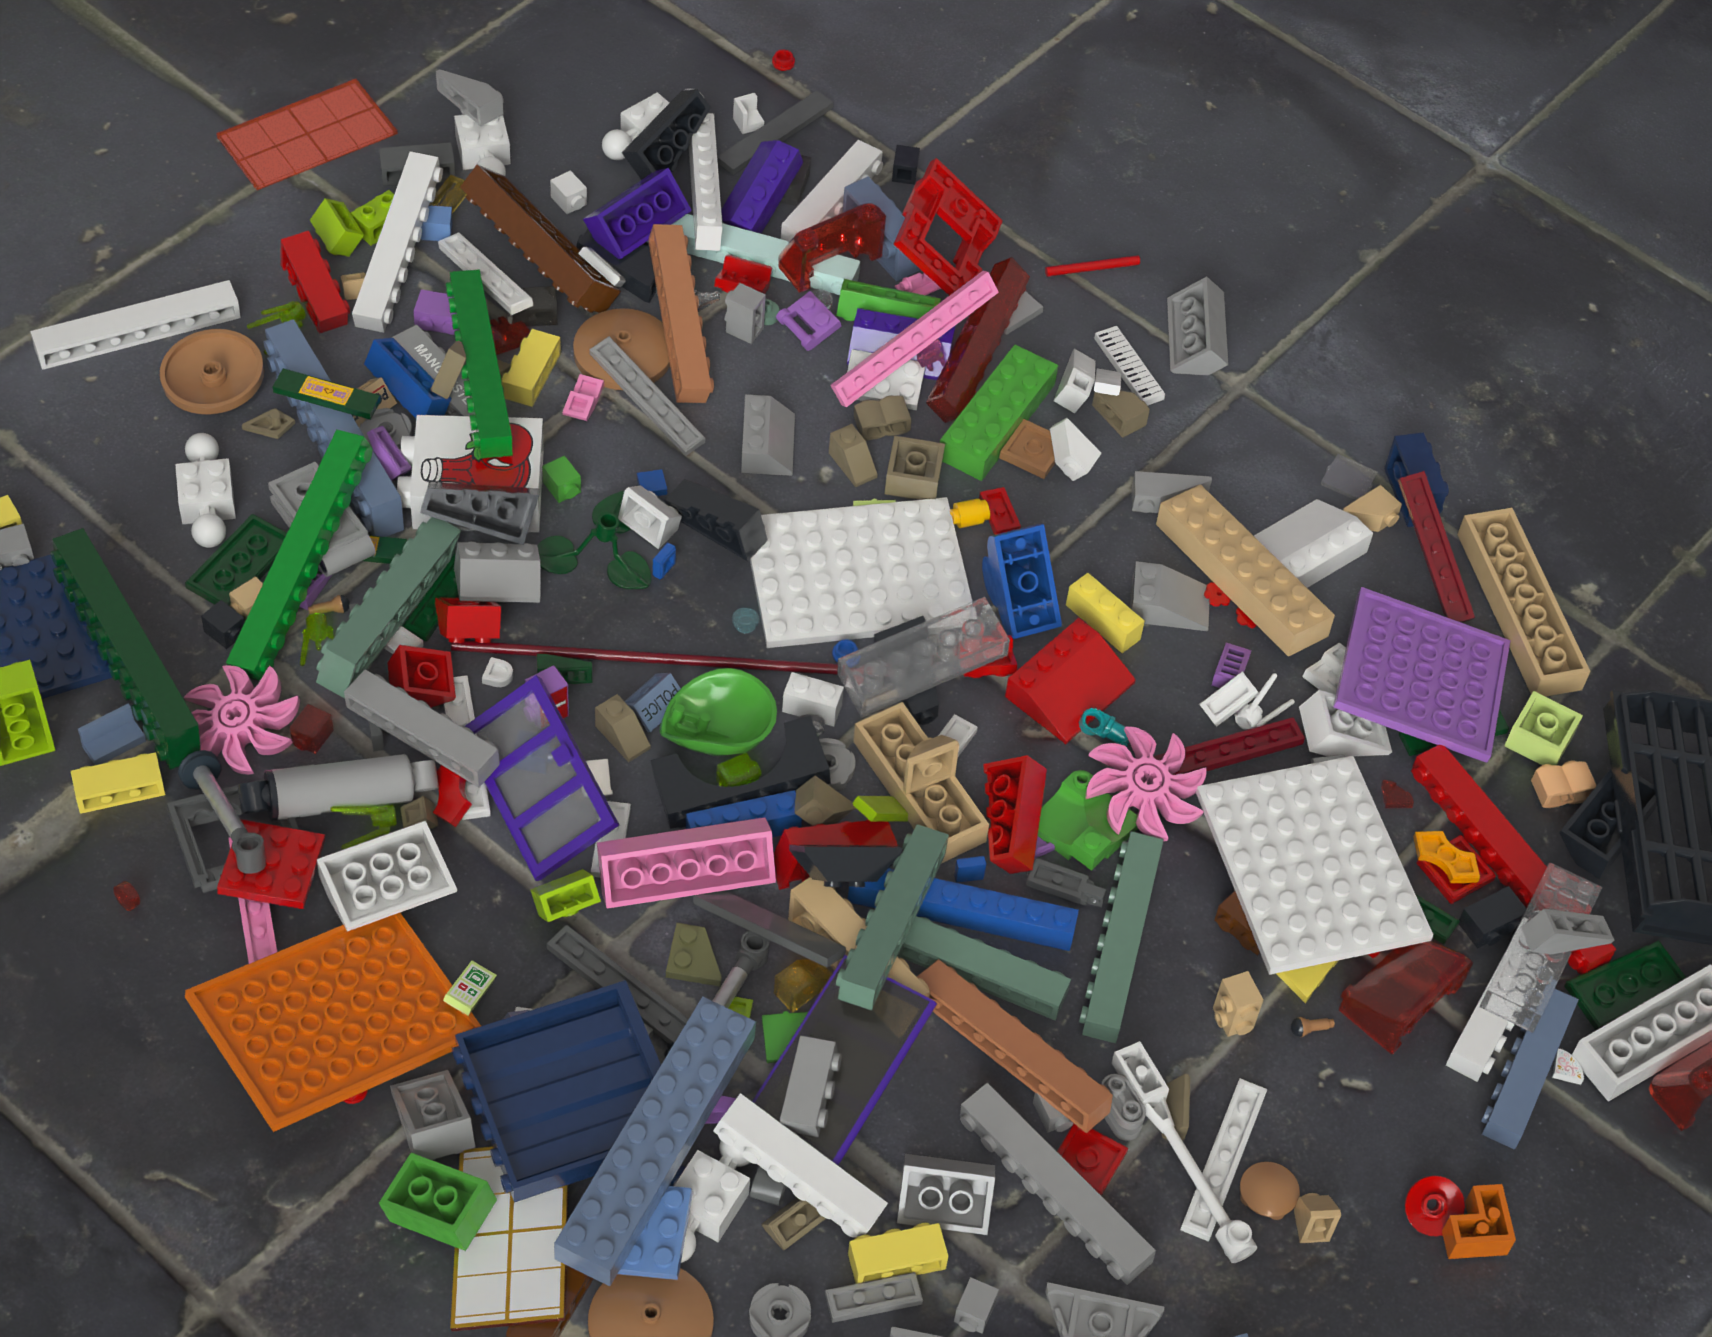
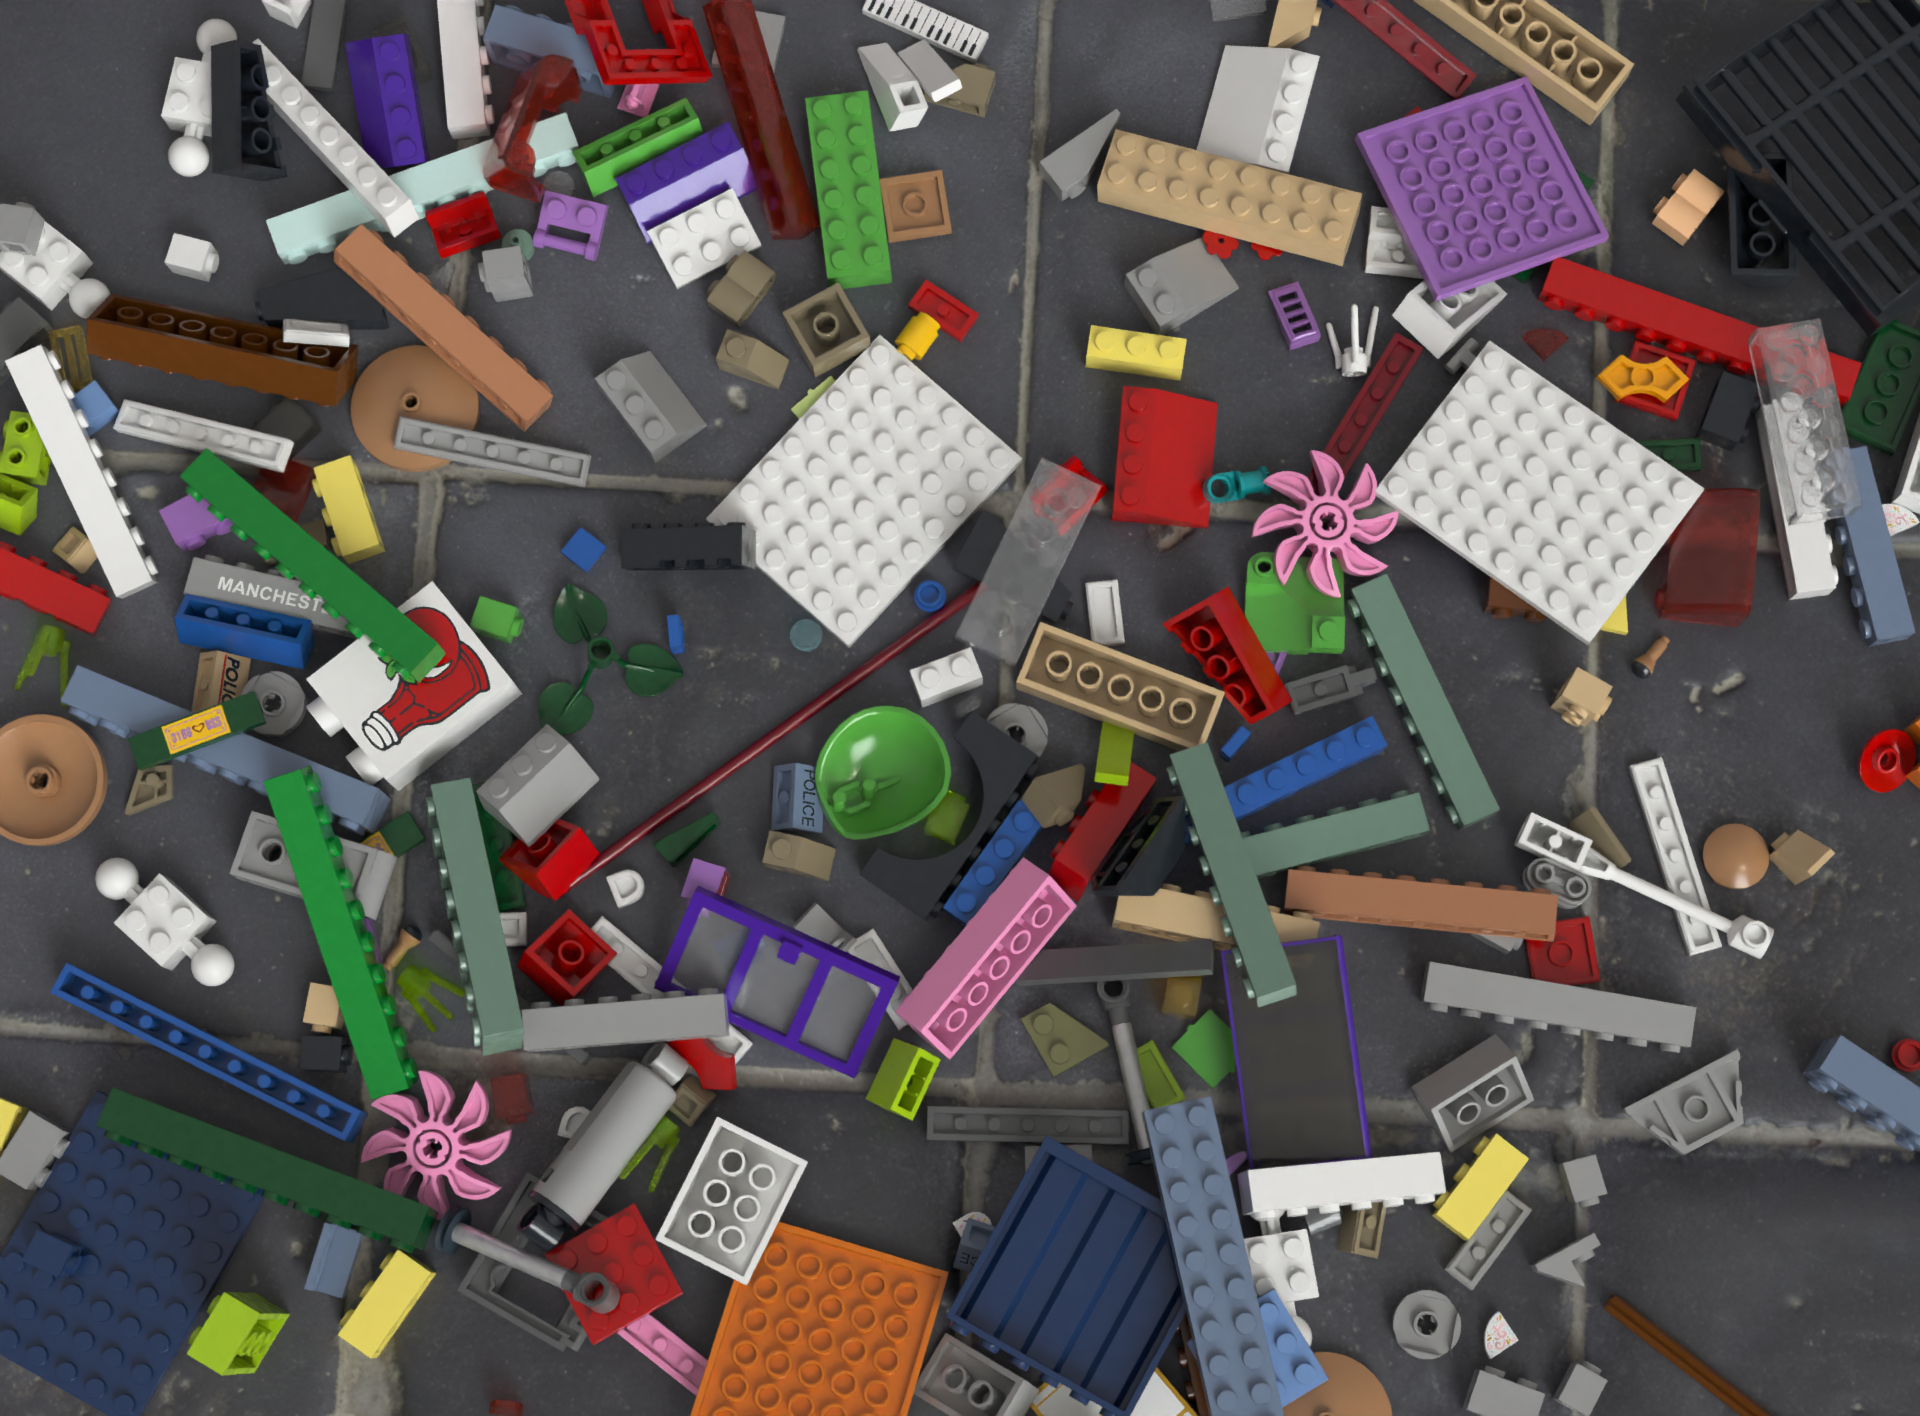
camera: 30 degrees left, 25 degrees up
(159, 574) = (209, 1053): none -> blue brick
(239, 559) = (270, 968): dark green tile -> none
(388, 453) = (316, 744): medium lavender slope -> none
(449, 370) = (292, 599): dark tan slope -> none
(469, 988) = (899, 1242): tile -> none
(484, 508) = (472, 739): black wedge -> none
(583, 397) = (429, 502): bright pink slope -> none
(629, 217) = (297, 239): dark purple slope -> none
(648, 515) = (621, 595): white slope -> none
(810, 1086) = (1297, 1107): light grey brick -> none
(914, 338) = (708, 176): bright pink plate -> none
(930, 354) = (732, 177): clear pink tile -> none
(930, 763) = (1125, 674): tan slope -> none
(1022, 581) = (1042, 390): blue brick -> none
(1072, 449) = (960, 183): white slope -> none
(1229, 699) = (1324, 360): white tile -> none
(1543, 730) = (1632, 162): yellowish green brick -> none
(1565, 931) = (1832, 404): light grey slope -> none

